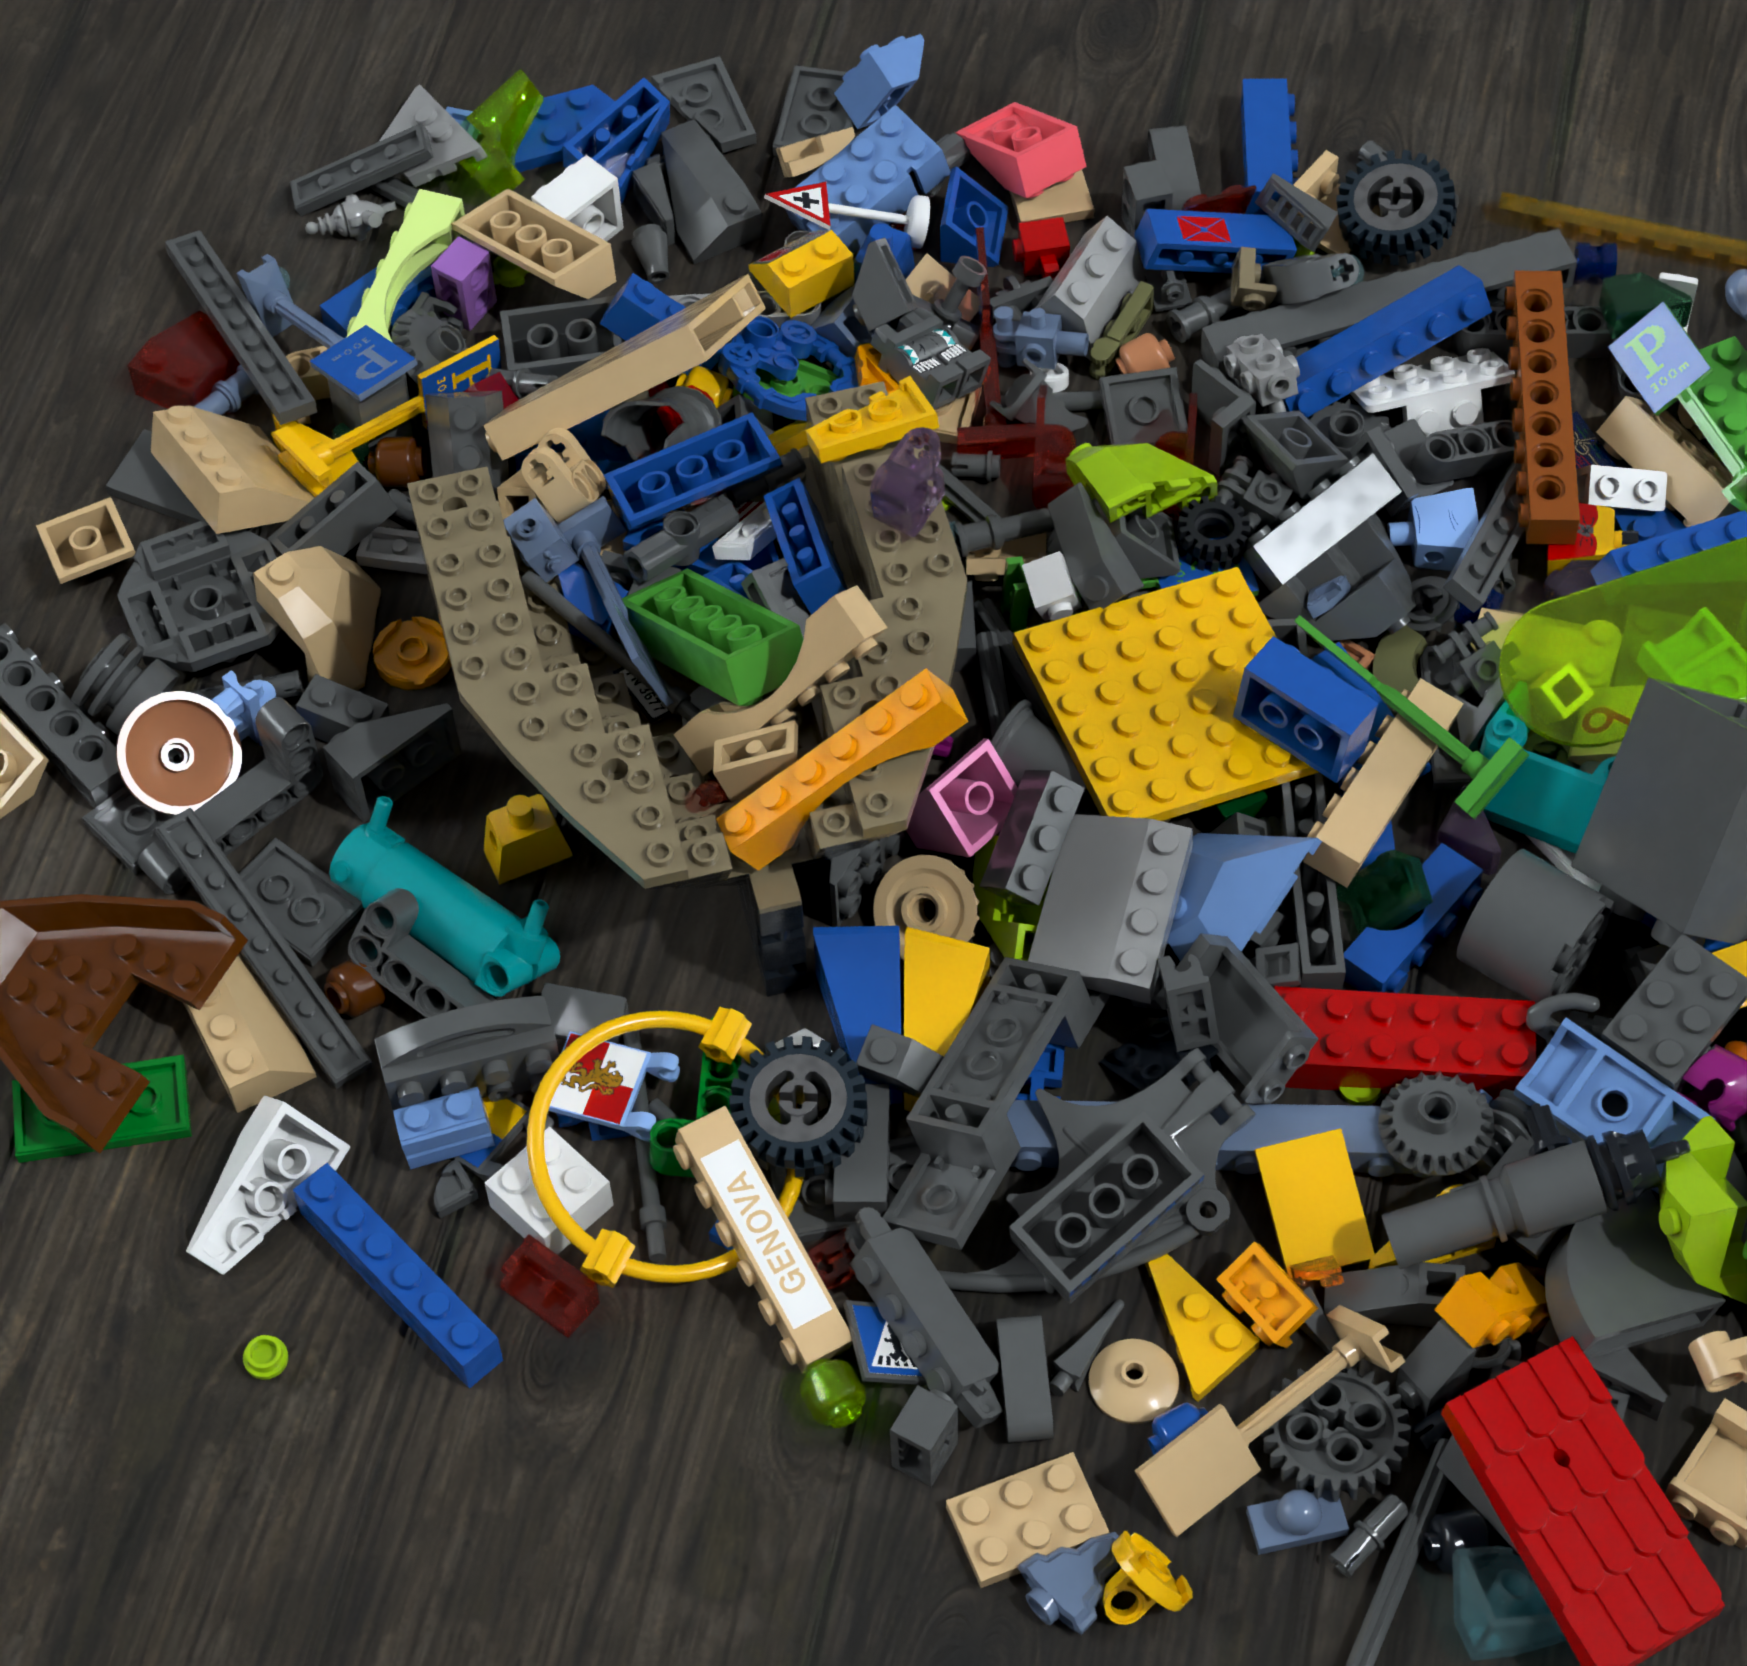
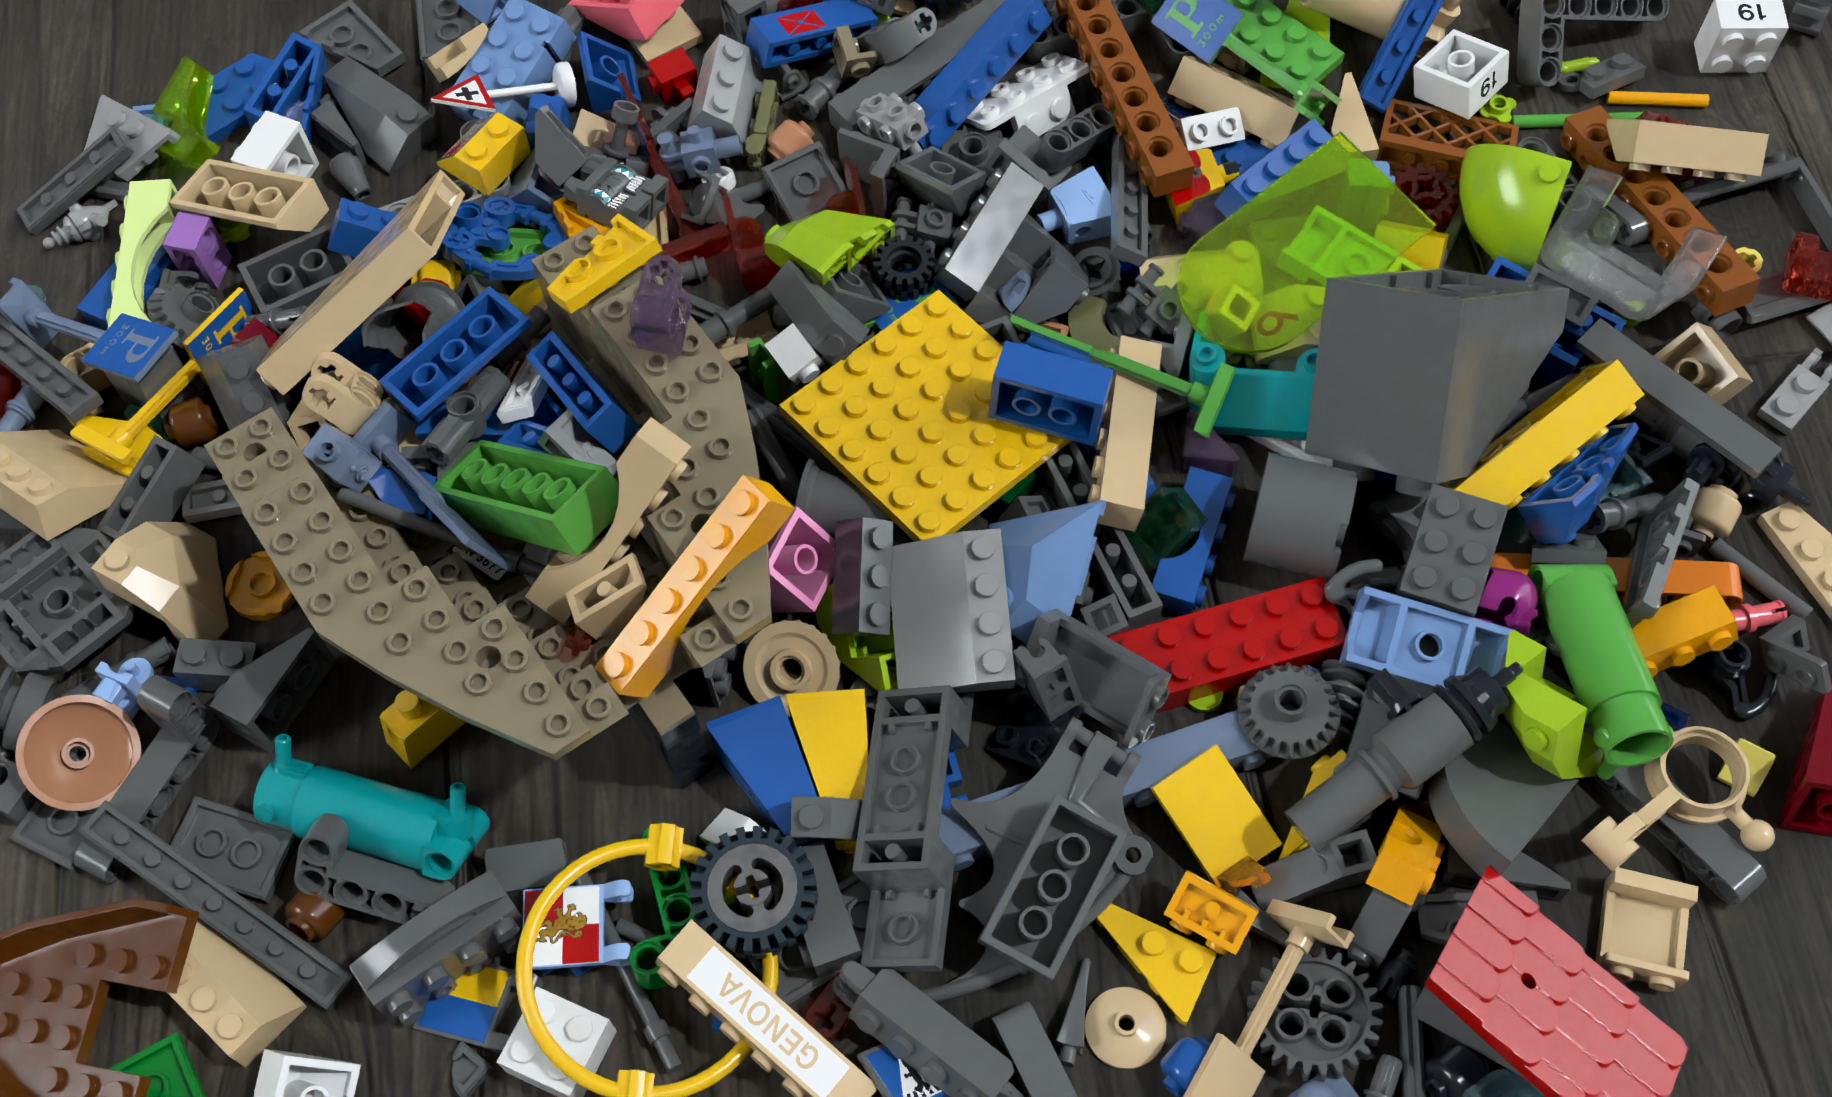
camera: 20 degrees left, 5 degrees up
(443, 1127) = (440, 1019): medium blue brick -> none

